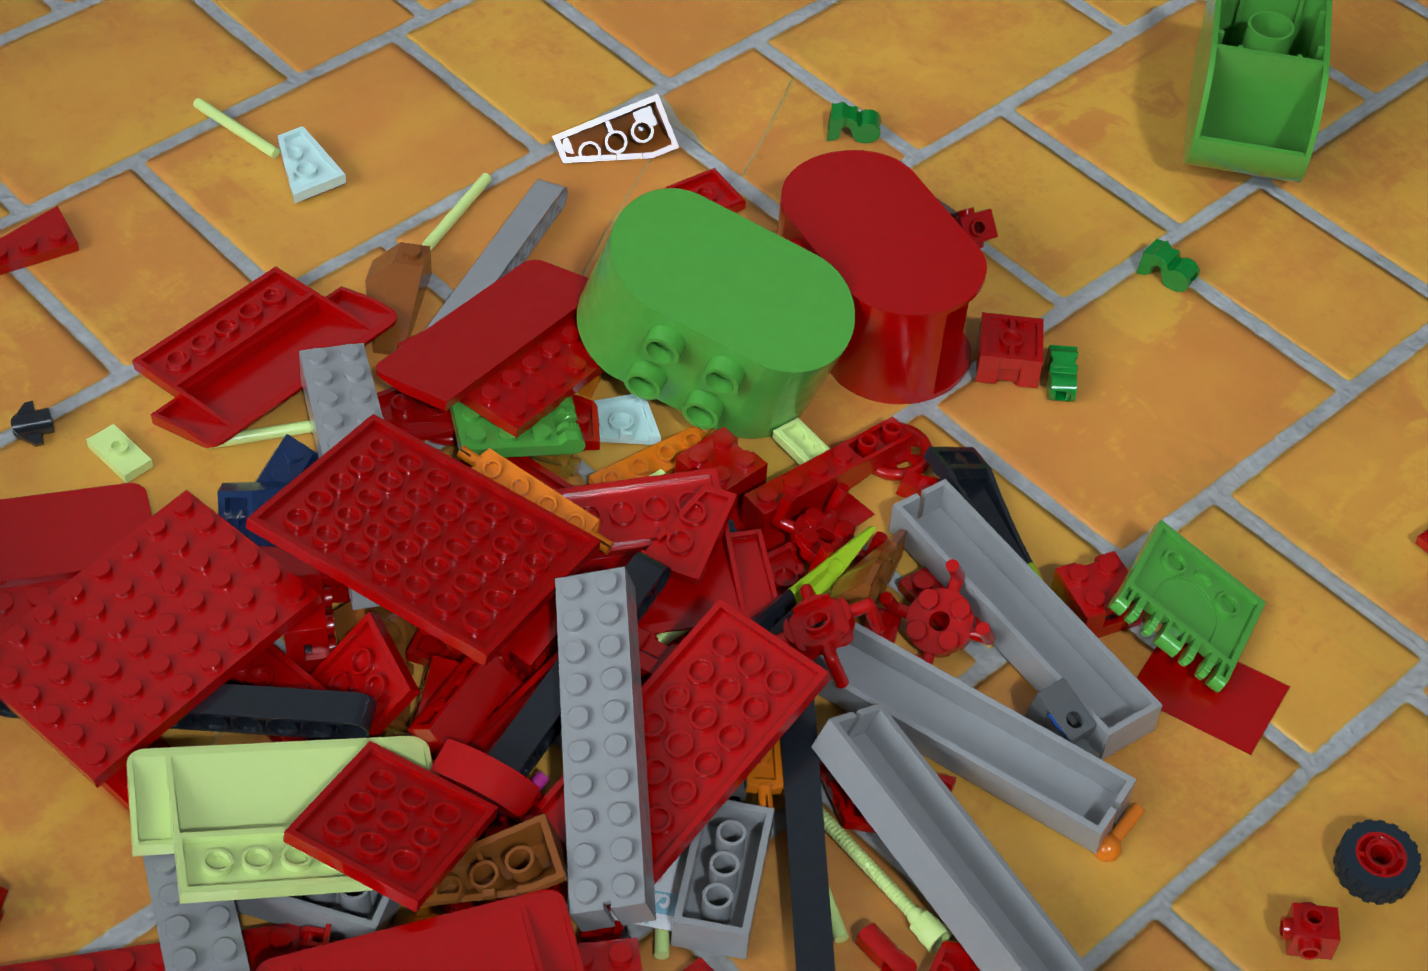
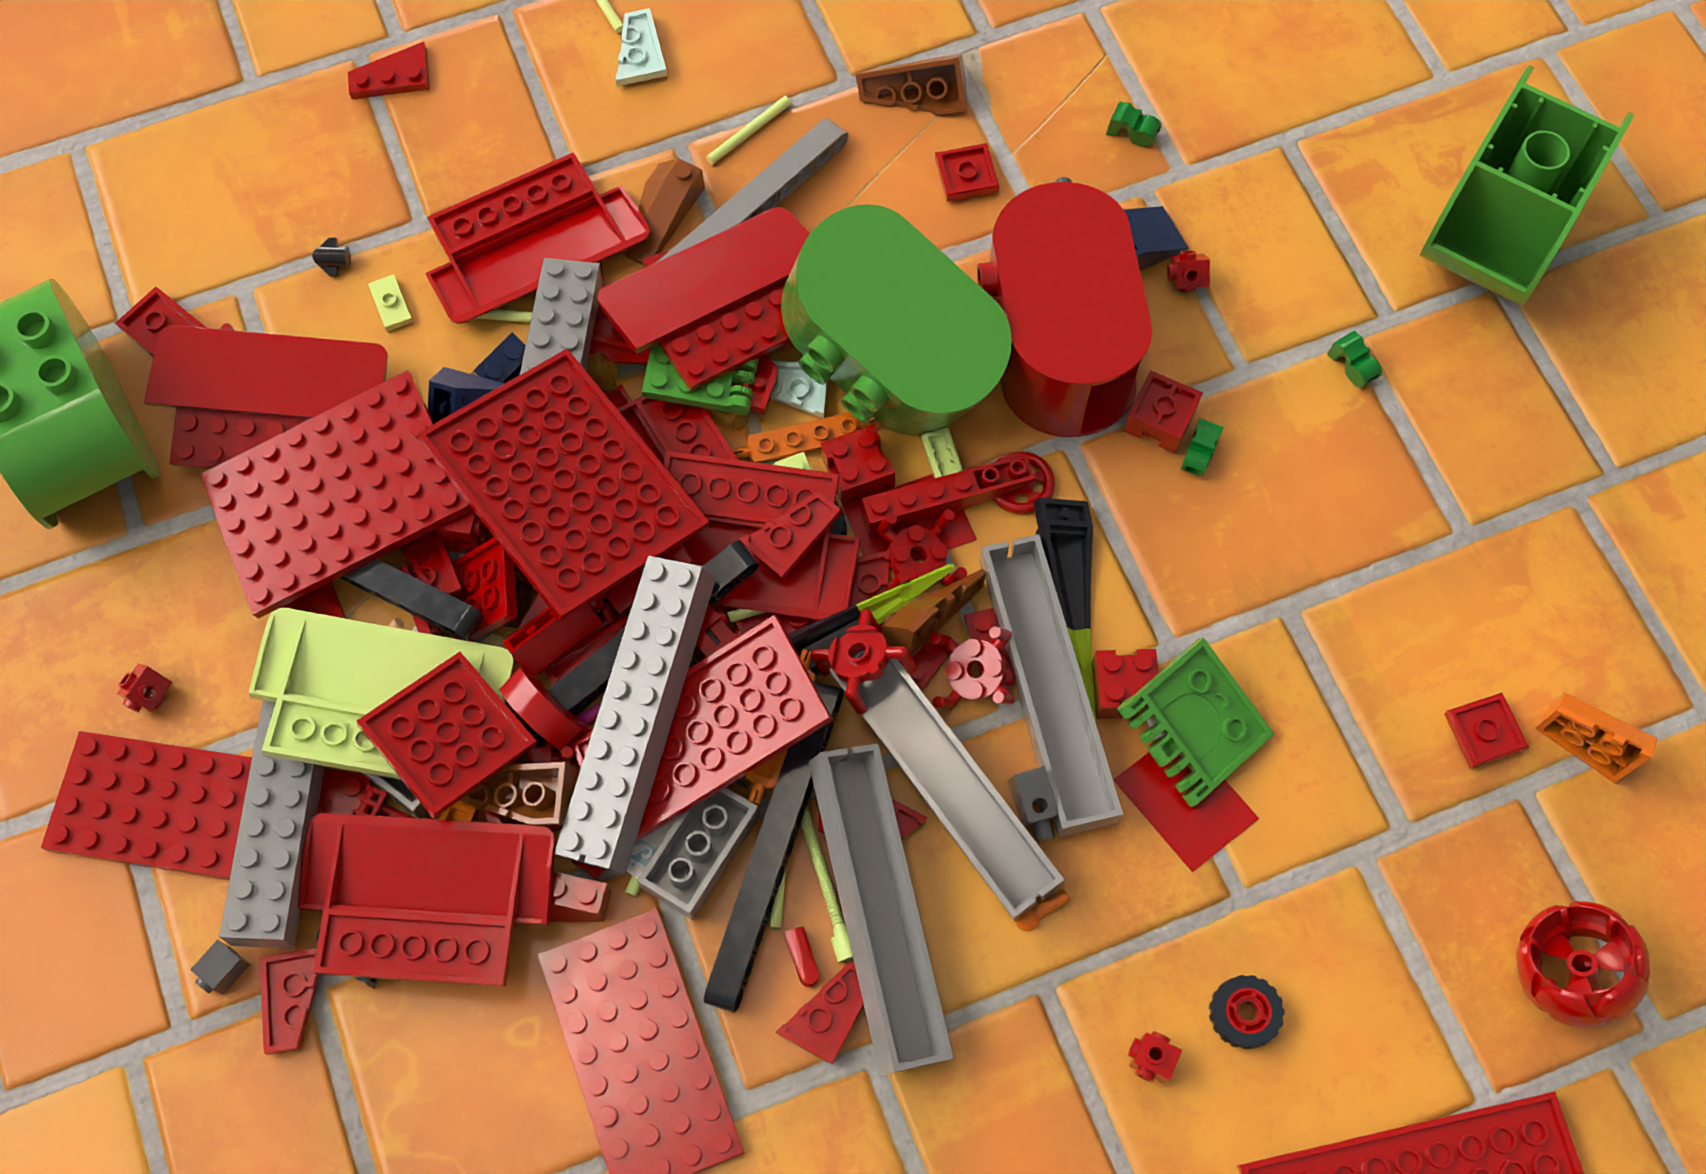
camera: 25 degrees right, 20 degrees up
(524, 484) = (676, 459): orange plate -> none
(914, 483) = (1020, 525): red piece -> none

